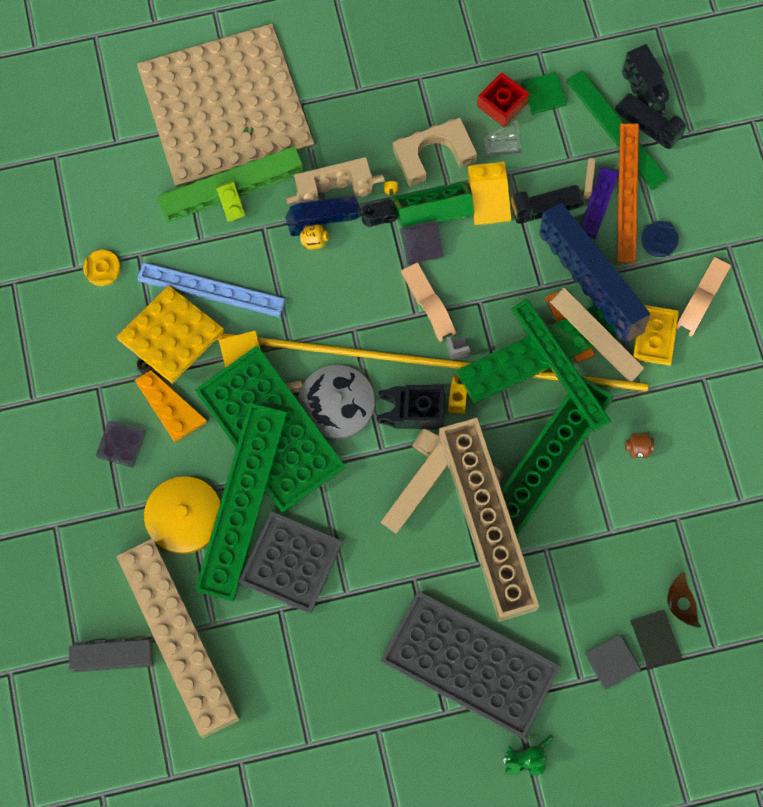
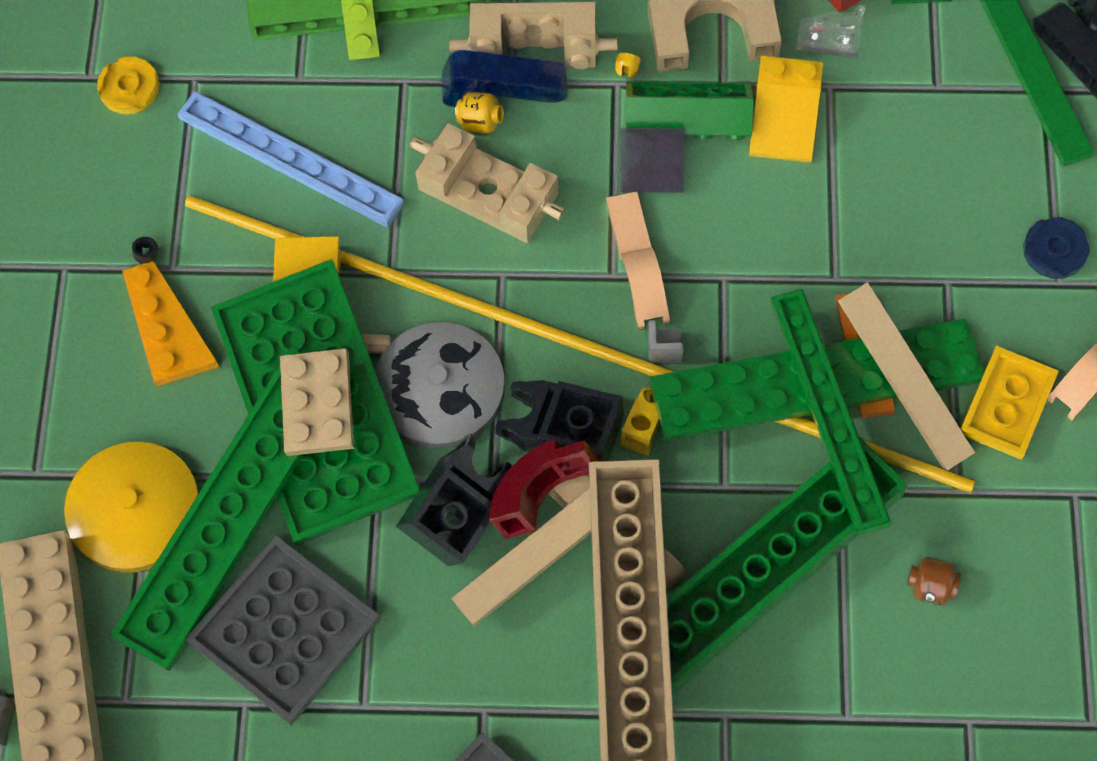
camera: 15 degrees right, 5 degrees down
(120, 444) = (67, 366): clear purple plate -> none
(170, 334) = (201, 211): yellow plate -> none
(274, 430) = (316, 402): none -> tan plate
(311, 274) = (457, 171): none -> tan brick
(367, 468) = (462, 494): none -> black brick
(380, 213) = (597, 99): black piece -> none
(406, 443) = (531, 479): none -> dark red arch
(532, 208) = (875, 147): black beam -> none
(589, 178) = (959, 123): tan tile -> none
(594, 273) = (927, 274): dark blue brick -> none
(599, 201) = (965, 165): dark purple plate -> none
(627, 194) = (1018, 162): orange tile -> none

